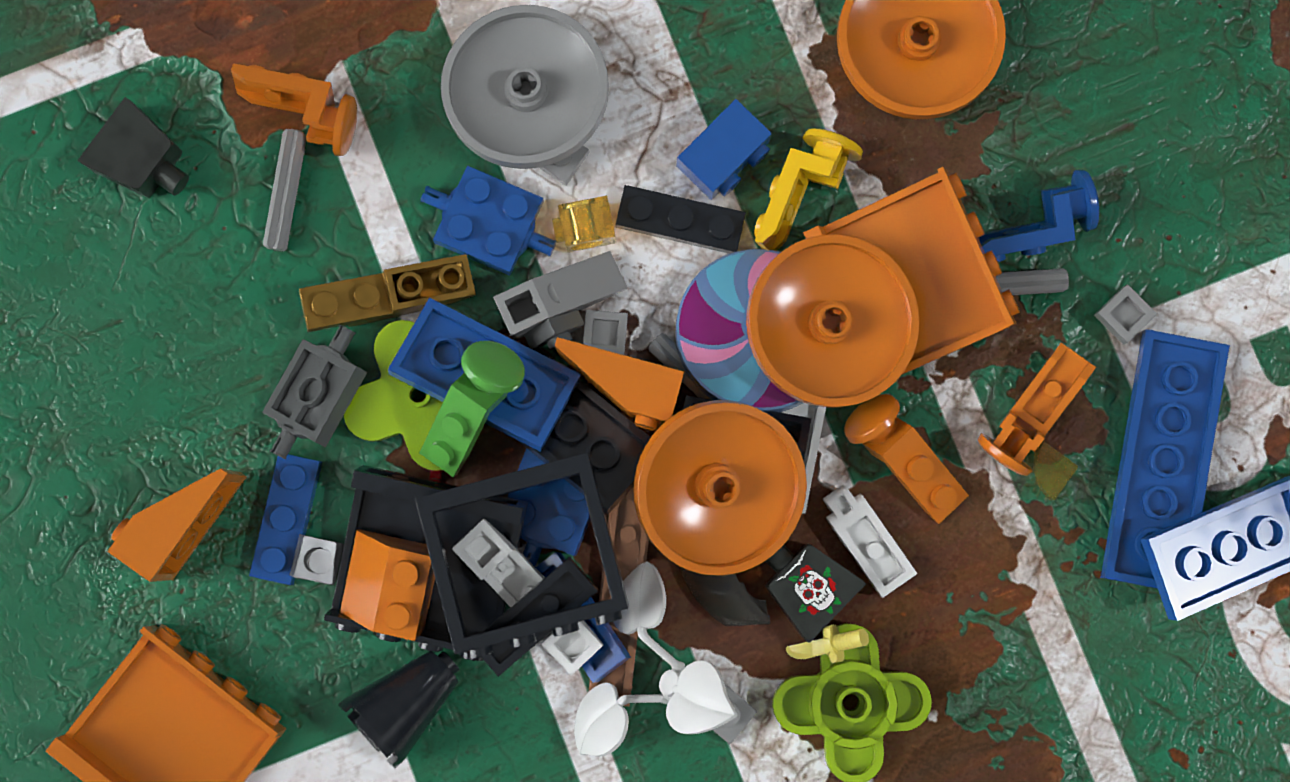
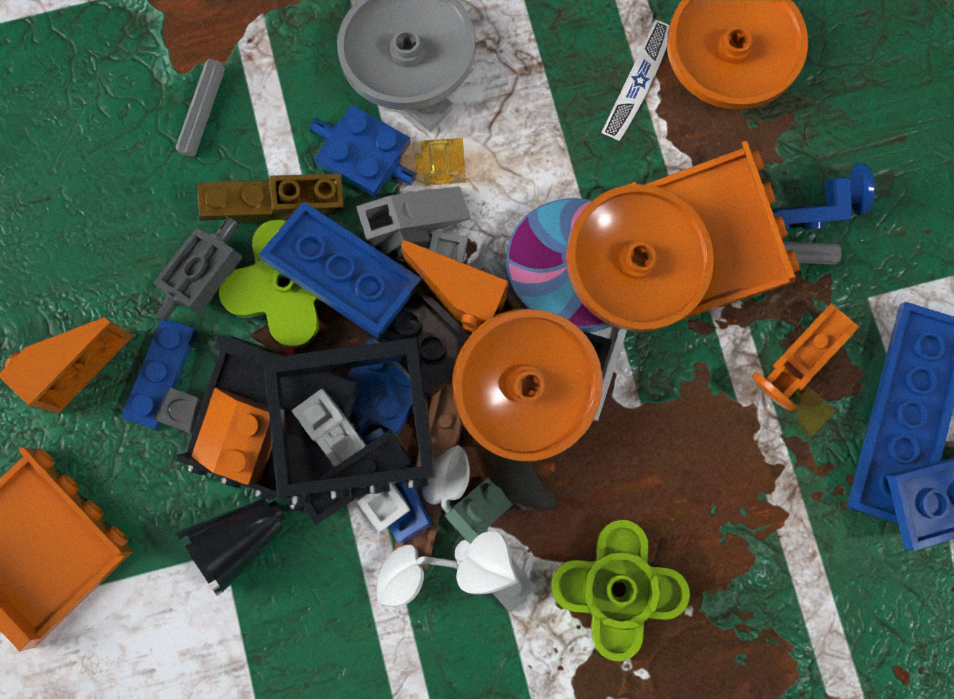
camera: 10 degrees right, 5 degrees down
(135, 153) = (82, 63): pearl dark grey torso -> none
(301, 95) = (230, 35): orange piece -> none
(488, 377) = (323, 283): bright green piece -> none
(680, 219) = (521, 168): black plate -> none
(681, 634) = (478, 510): none -> sand green plate
(725, 150) = (564, 116): blue brick -> none
(787, 189) = (643, 136): yellow piece -> none
(809, 88) = (638, 81): none -> white sticker
(810, 588) = (594, 484): pearl dark grey torso -> none
(832, 644) = (608, 535): light yellow piece -> none
(868, 541) = (649, 451): white hinge -> none
(906, 455) = (690, 384): orange piece -> none
(1125, 314) = (887, 288): light grey plate -> none

